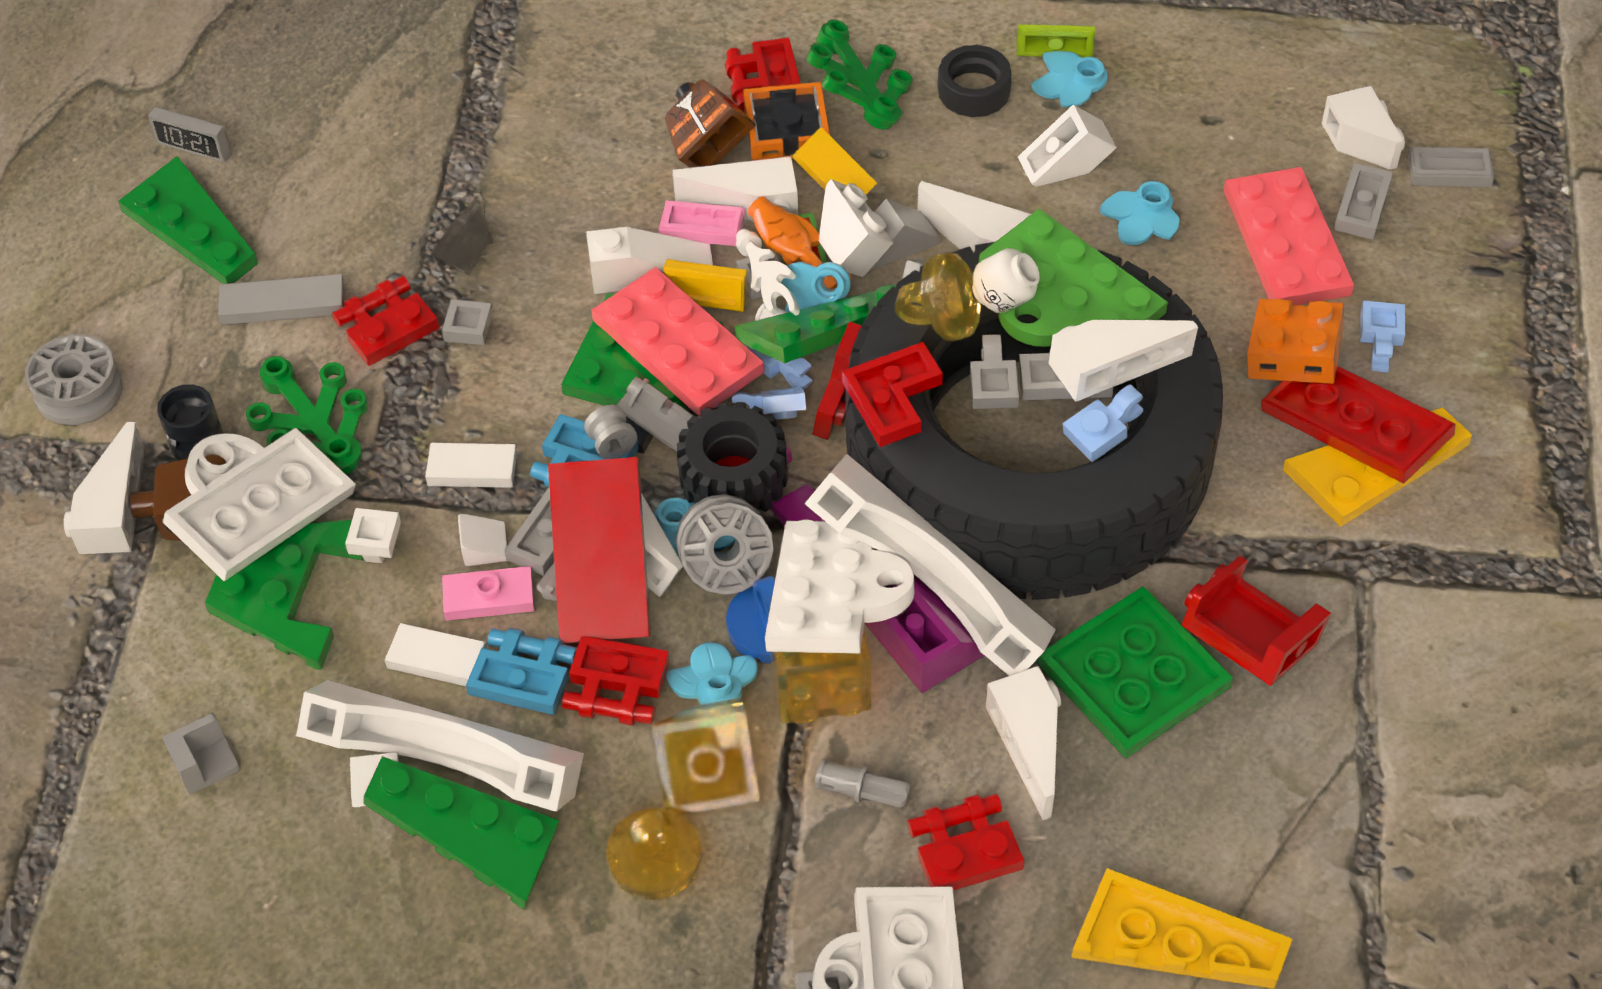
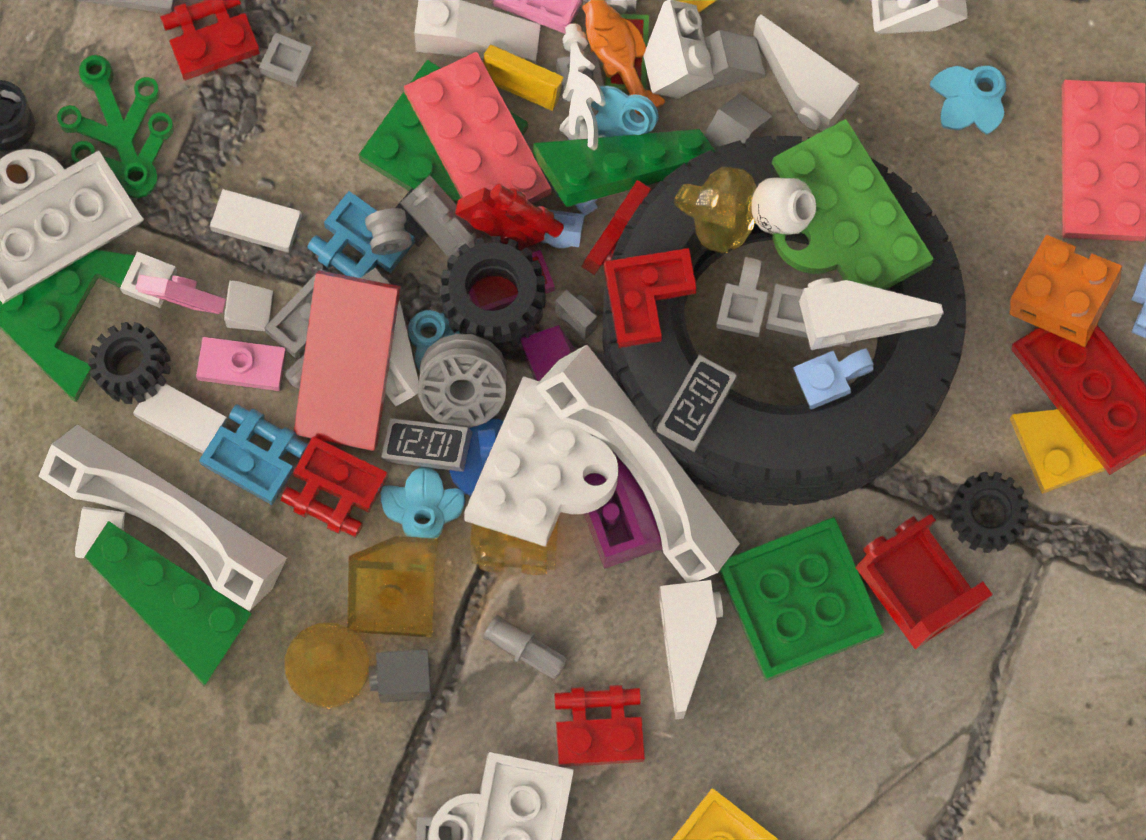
camera: 10 degrees right, 20 degrees up
(382, 625) = (141, 379): none -> black tyre
(410, 531) = (180, 292): none -> bright pink plate
(702, 618) = (426, 444): none -> tile
(715, 382) = (508, 215): none -> red plate
(739, 840) = (401, 676): none -> dark grey brick
(815, 465) = (577, 313): none -> light grey plate
(975, 477) = (696, 403): none -> tile
(1295, 569) = (996, 488): none -> black tyre

